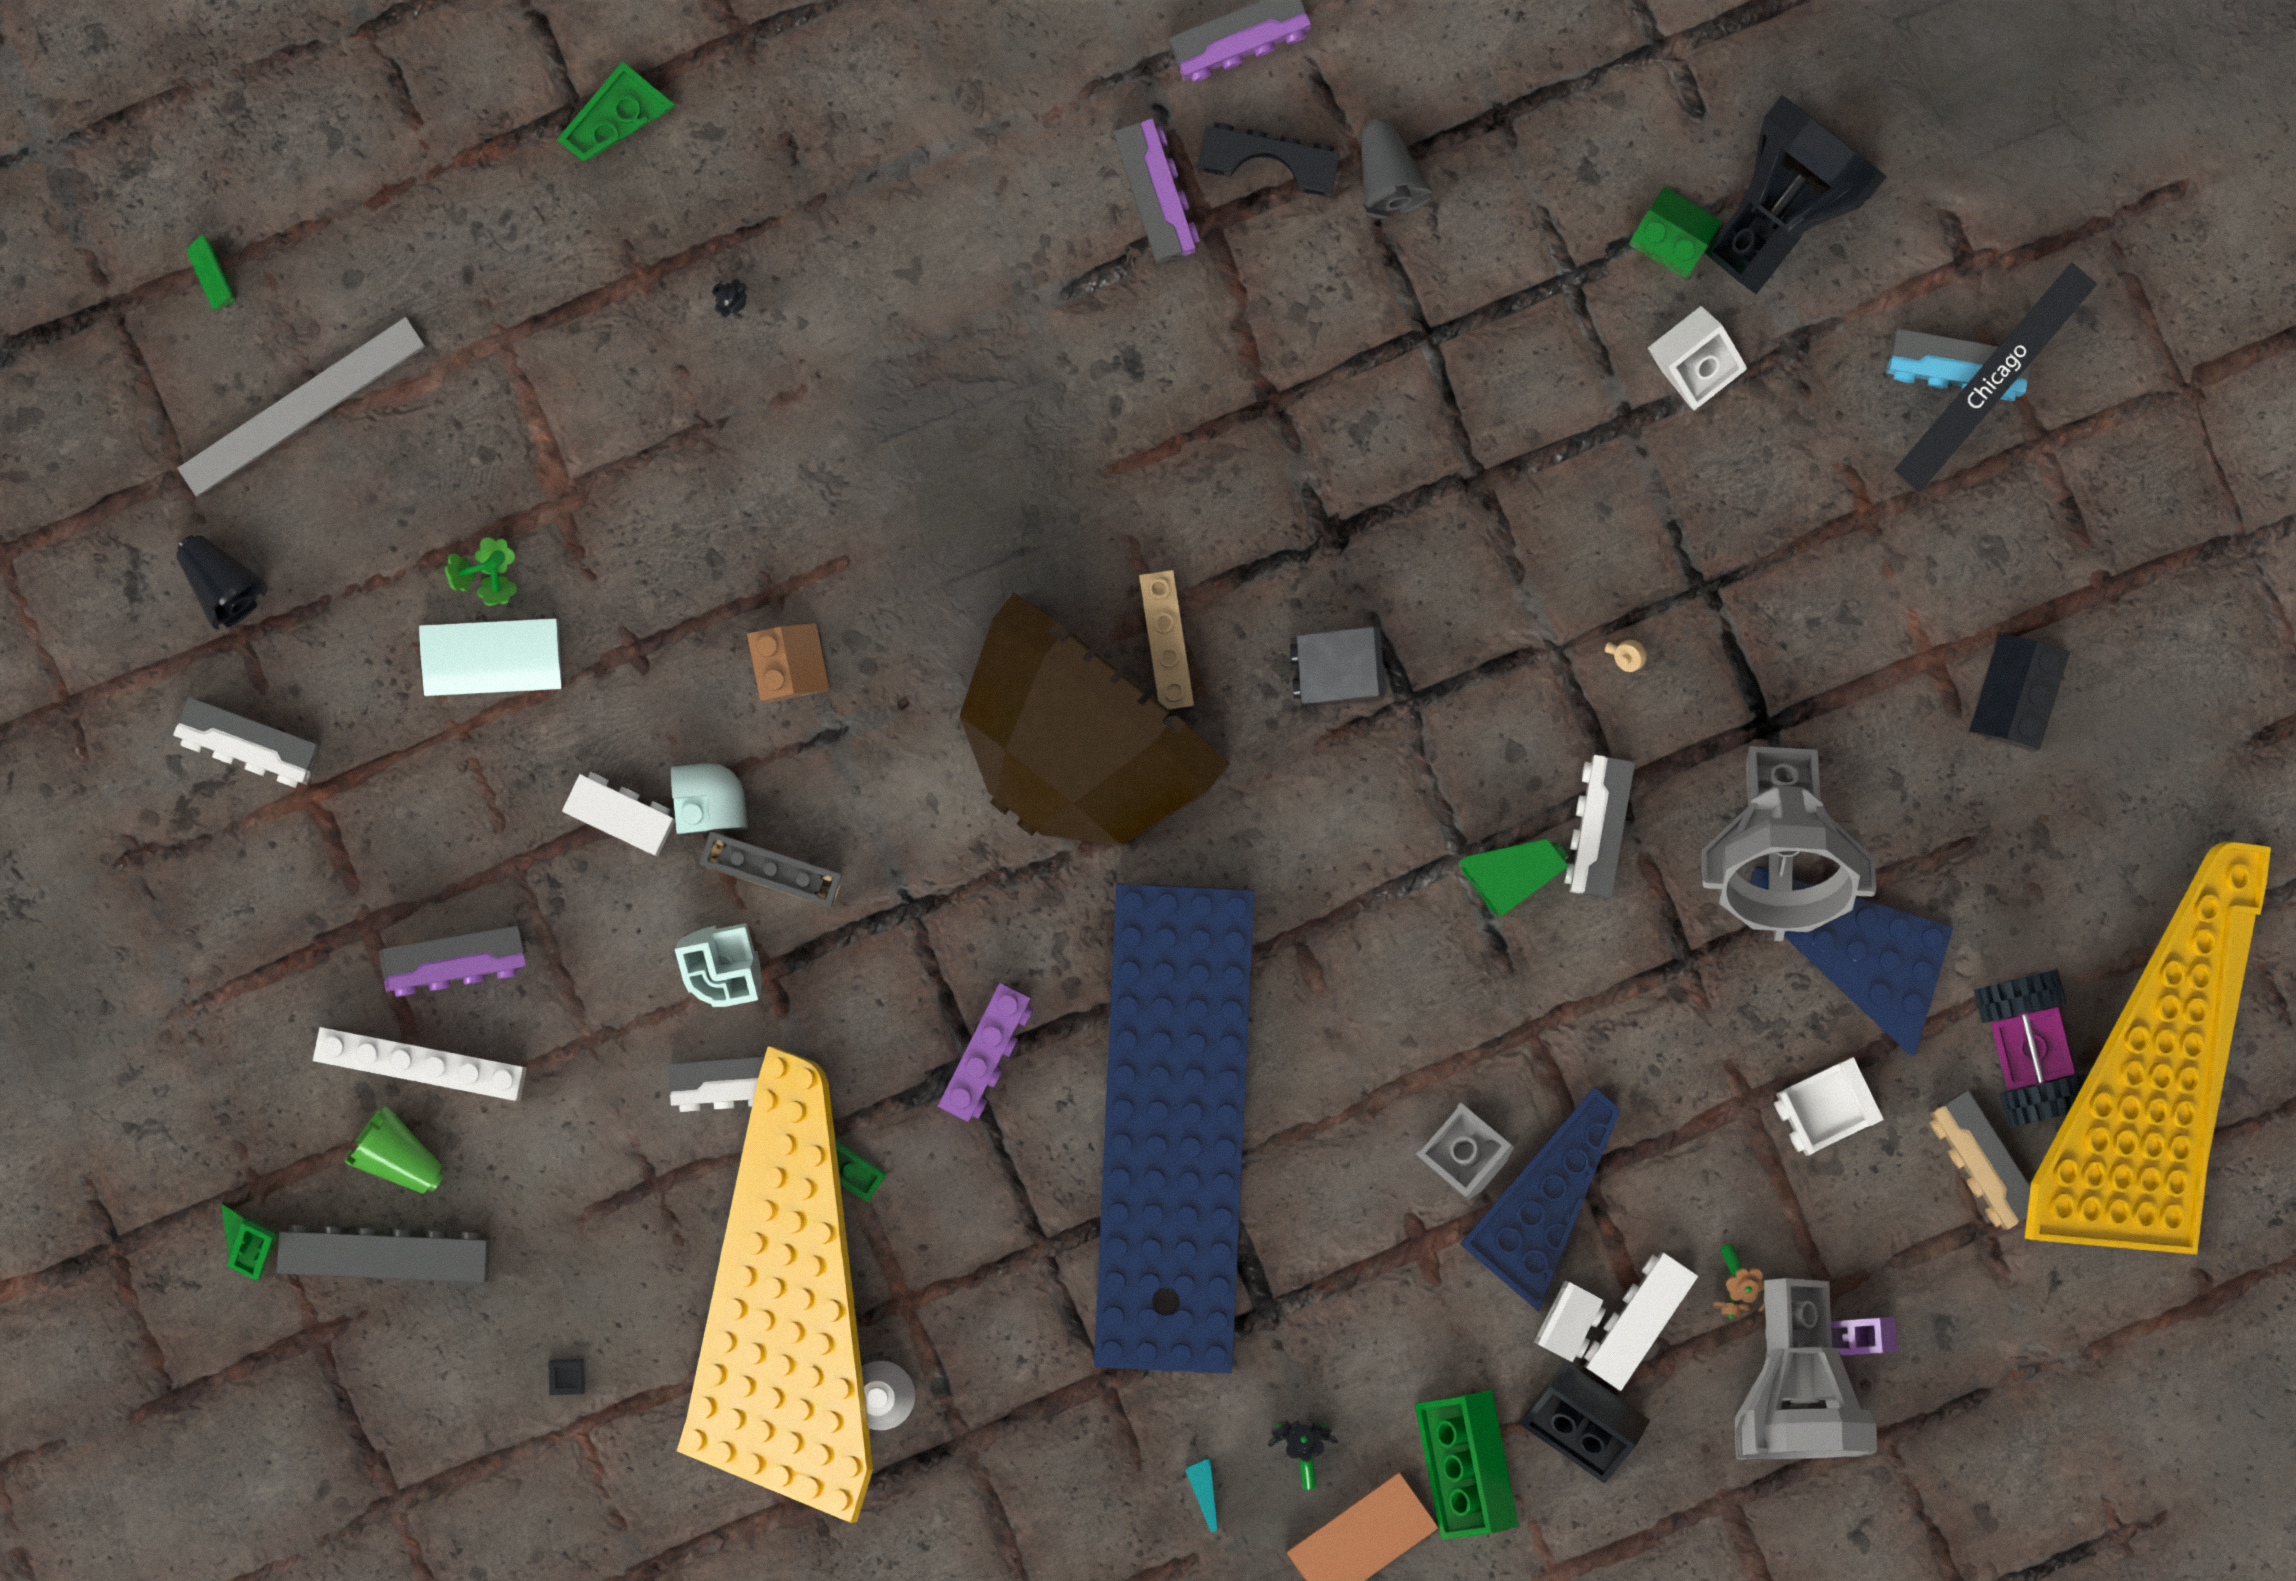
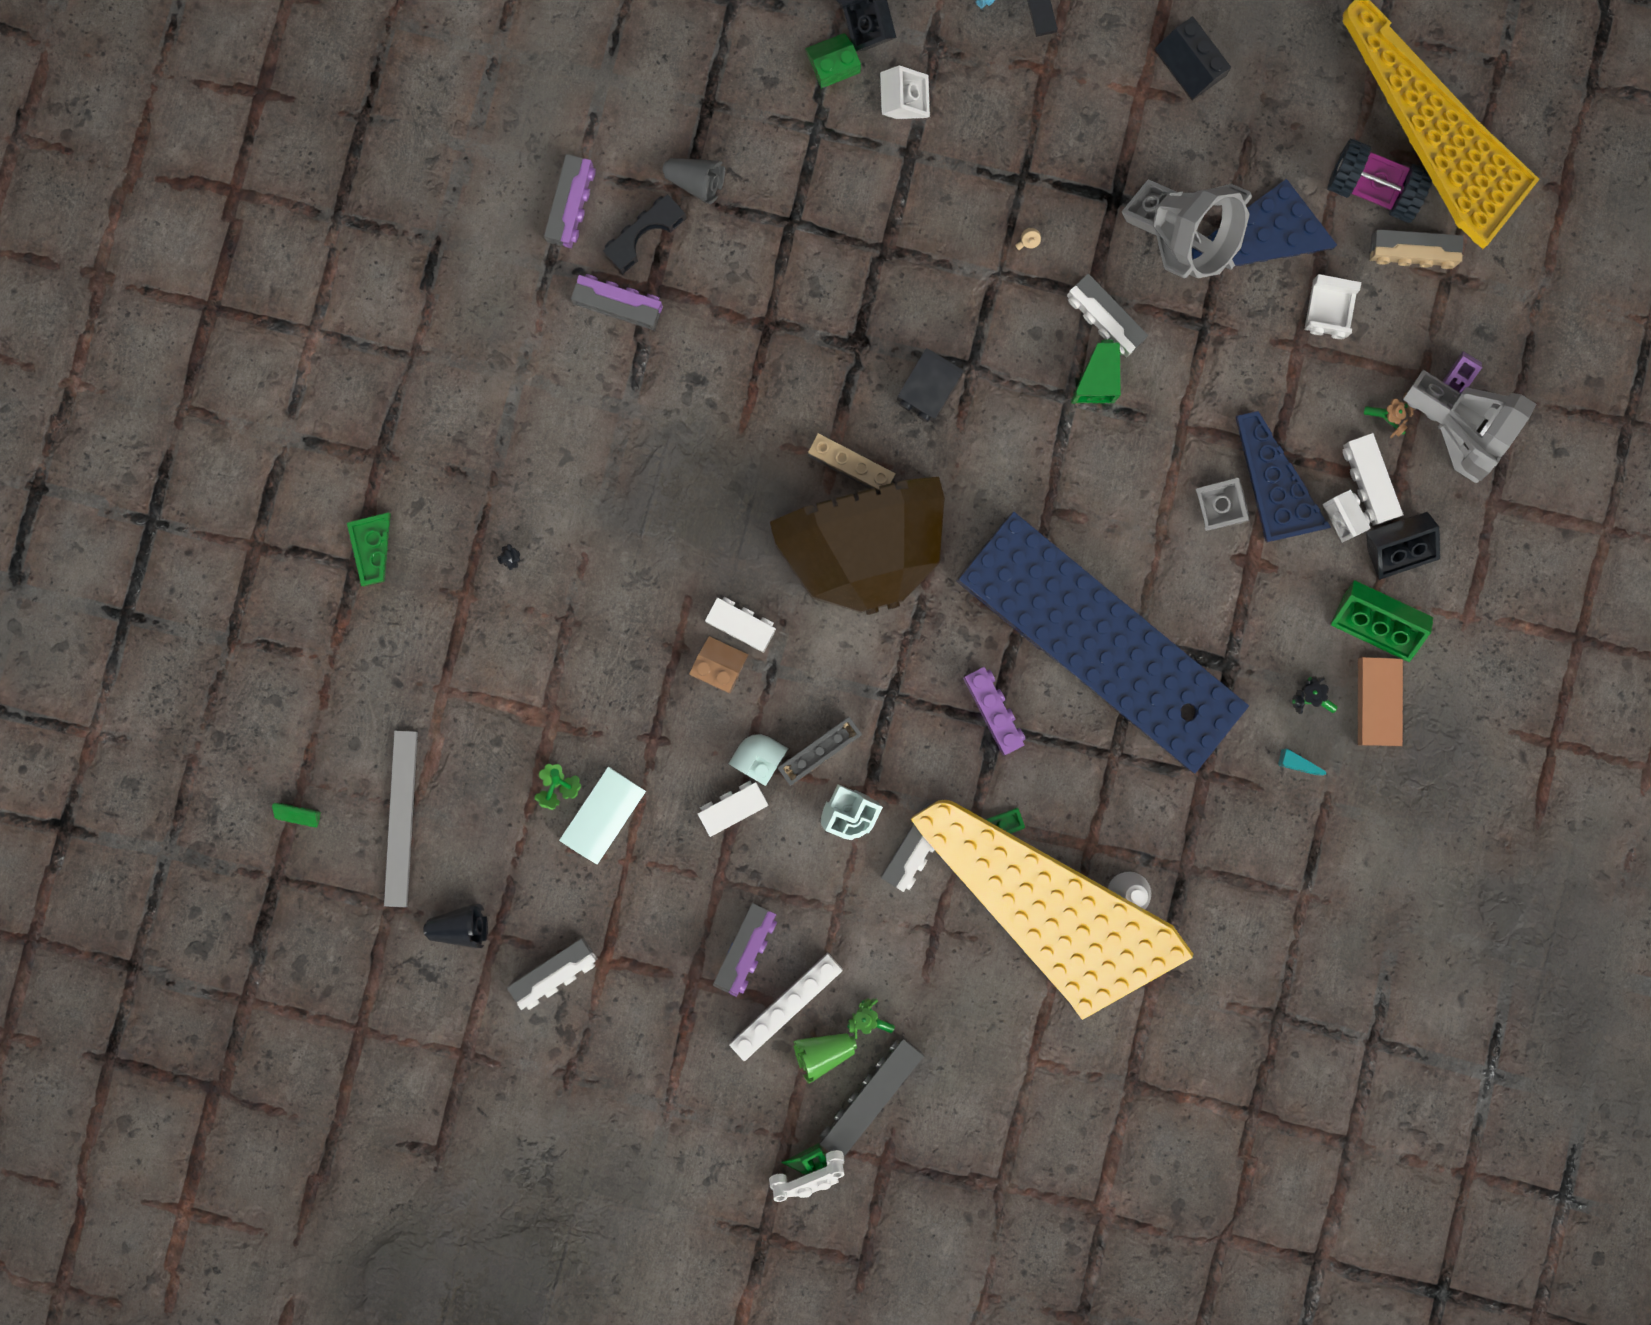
camera: 55 degrees left, 0 degrees up
(222, 1256) = (810, 1183): none -> white plate
(478, 1176) = (867, 1019): none -> bright green plant
(566, 1377) = (1002, 1048): black tile -> none
(860, 652) = (741, 624): none -> white brick

